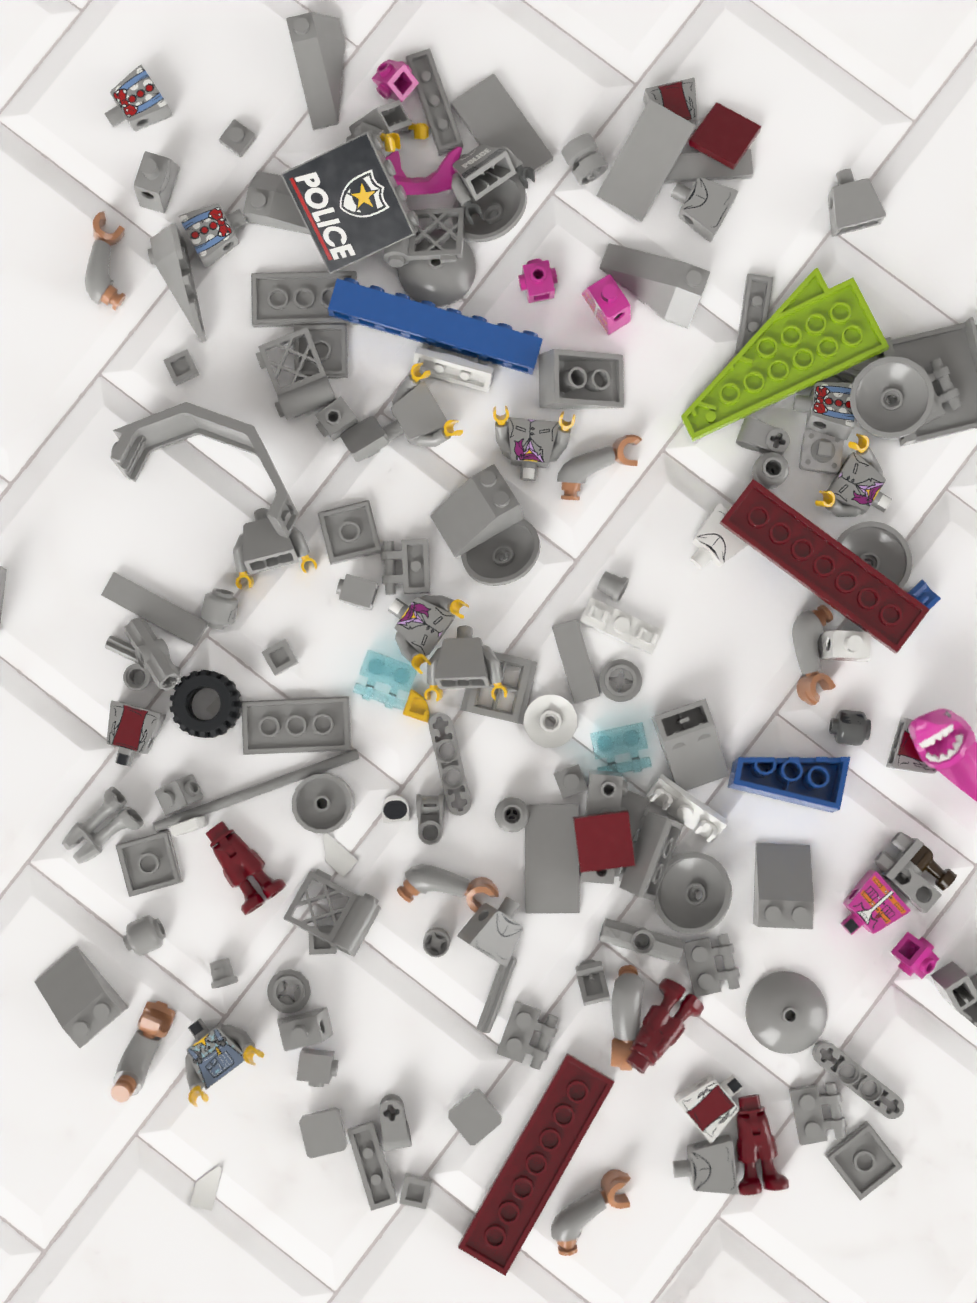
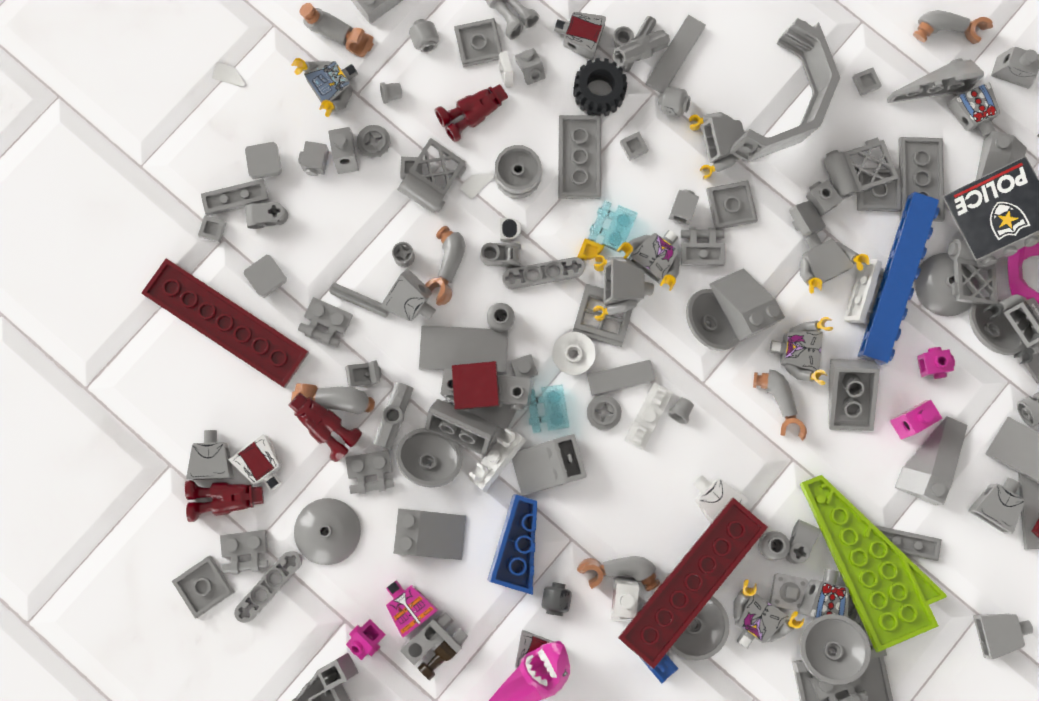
camera: 90 degrees right, 5 degrees down
(257, 790) = (532, 129): light grey piece -> none
(570, 1221) = (178, 346): piece -> none

